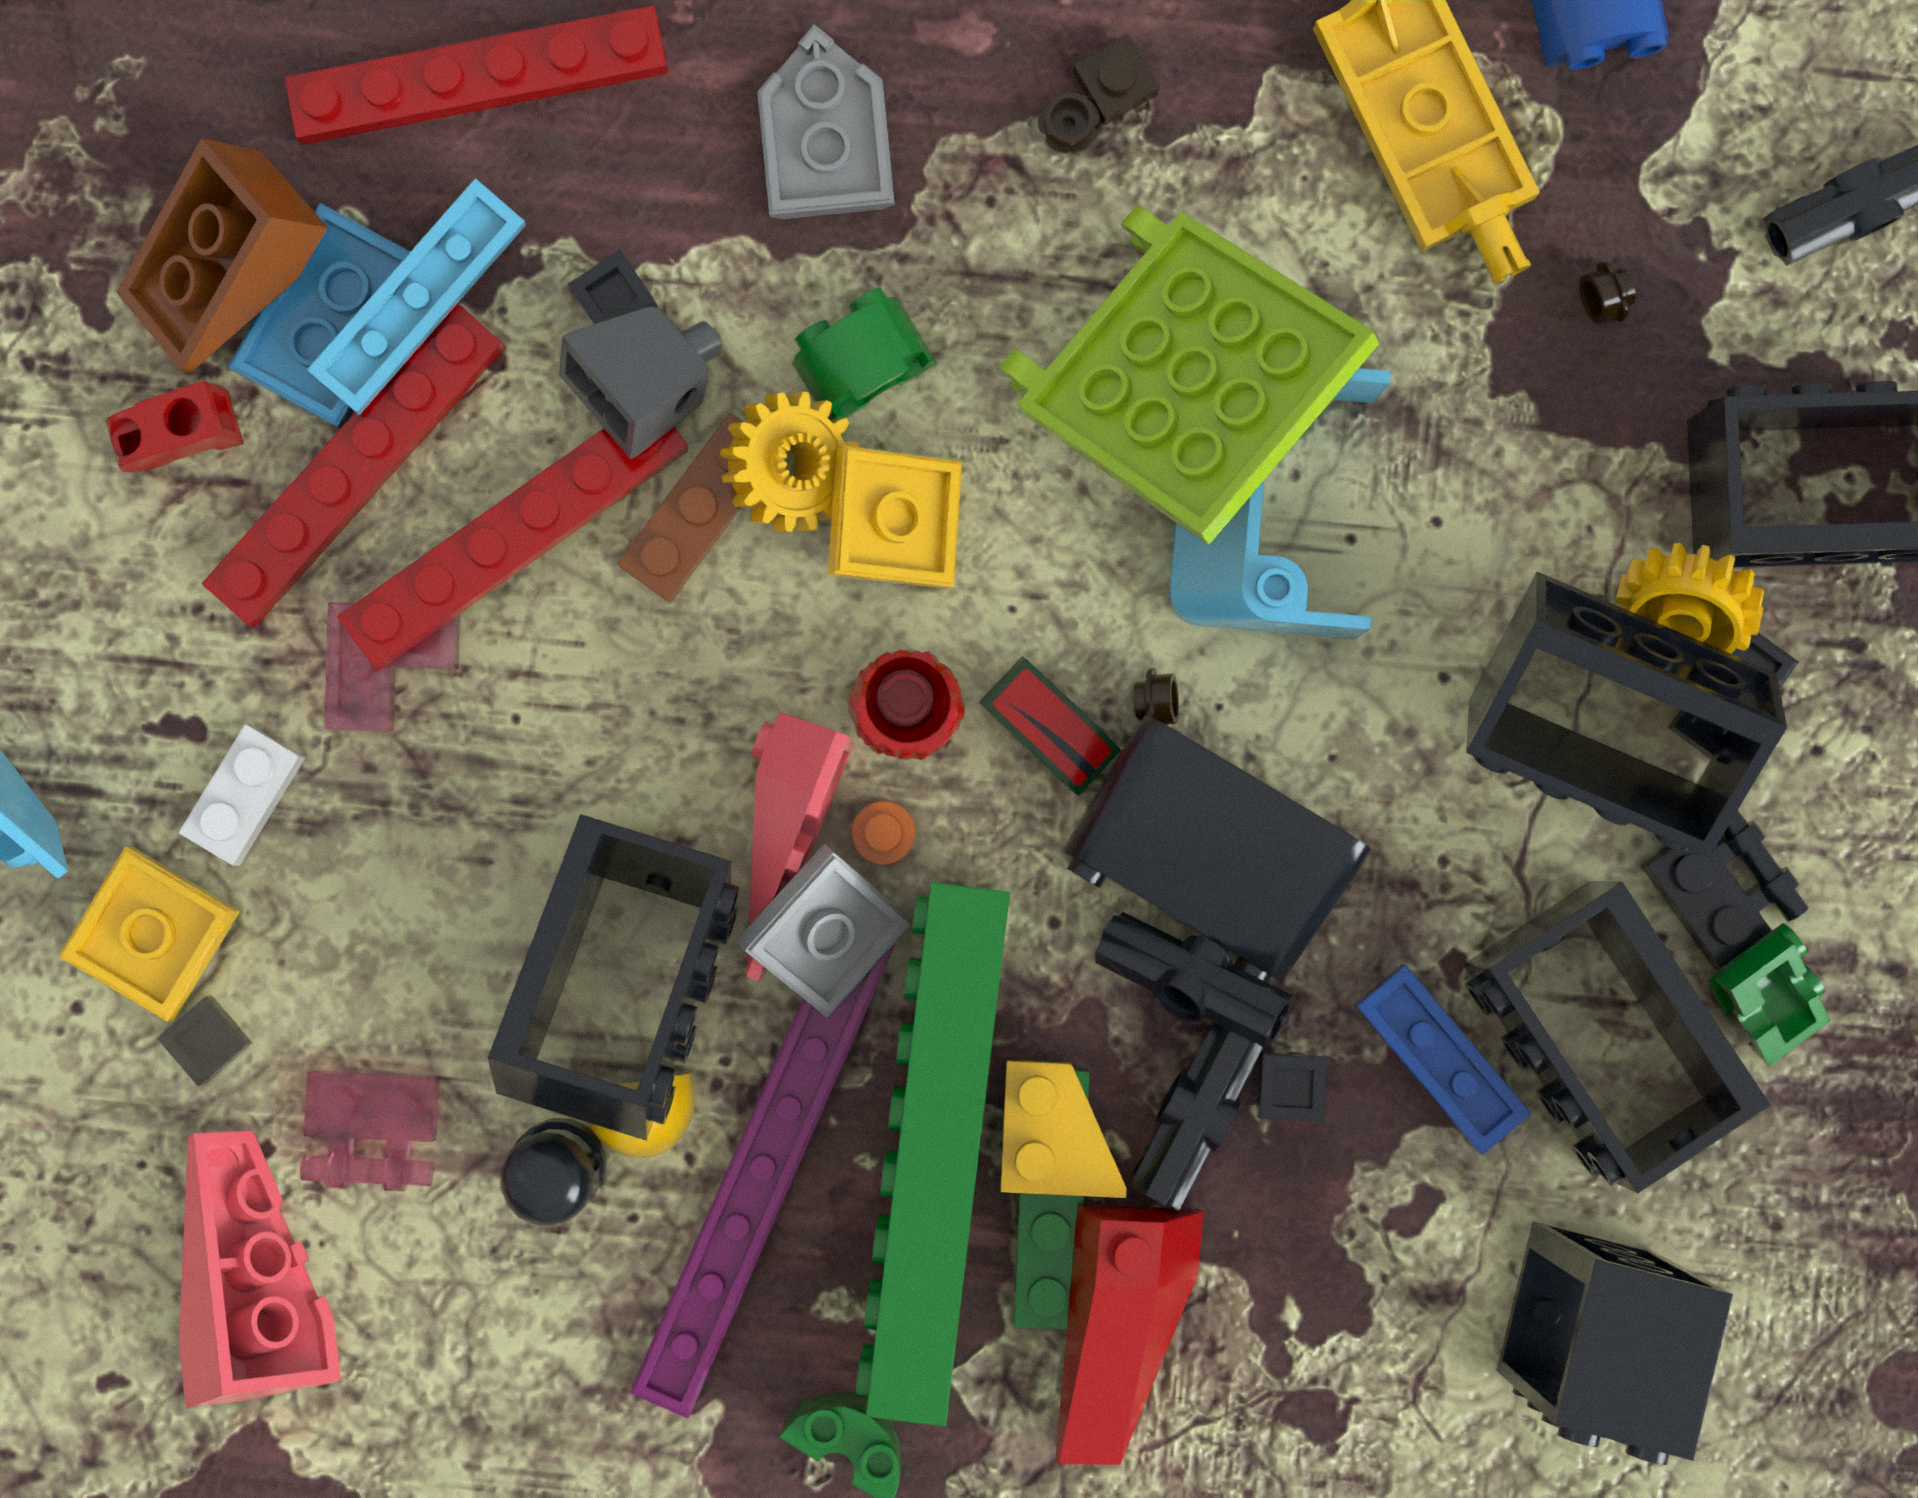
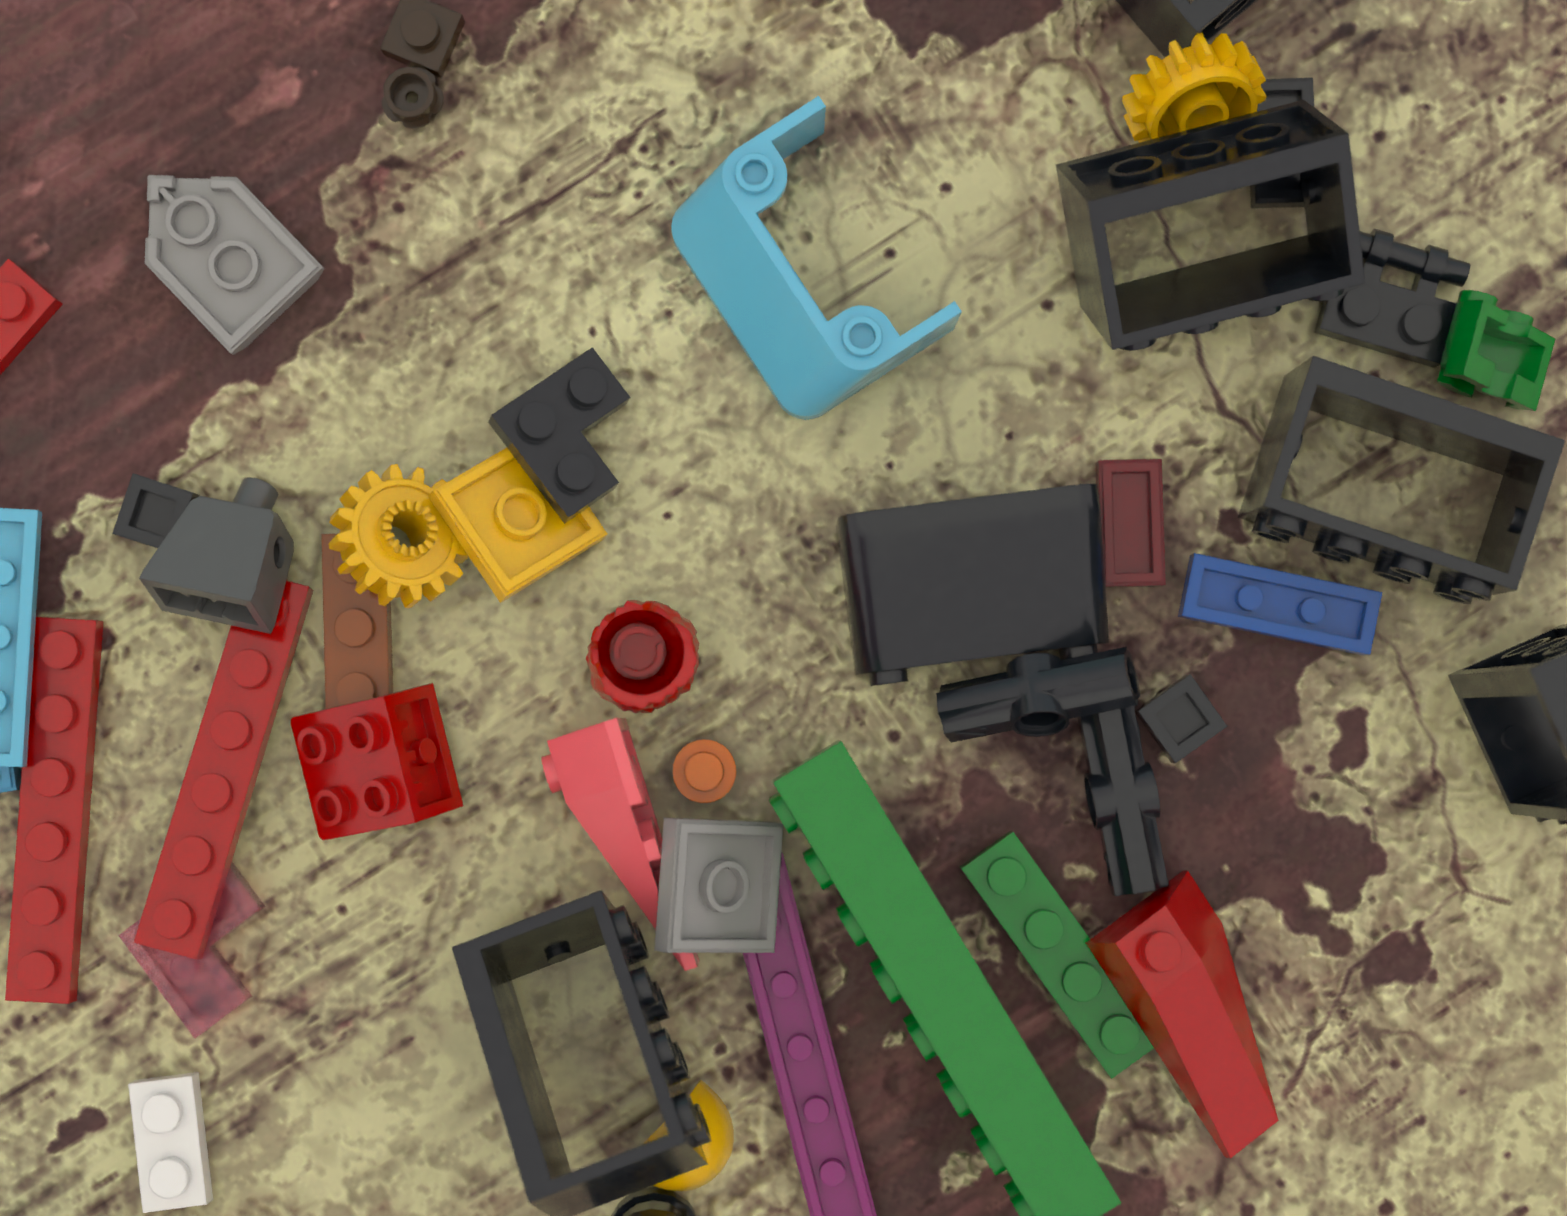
camera: 40 degrees left, 0 degrees up
(632, 625) = (377, 763): none -> red bracket
(861, 354) = (390, 407): green cylinder -> none
(968, 470) = (548, 428): none -> black plate
(1050, 726) = (769, 584): slope -> none
(1053, 1135) = (1024, 904): yellow wing -> none
(1157, 697) = (836, 495): dark brown plate -> none
(1193, 373) = (664, 218): lime plate -> none
(1375, 901) = (1132, 522): none -> dark red tile

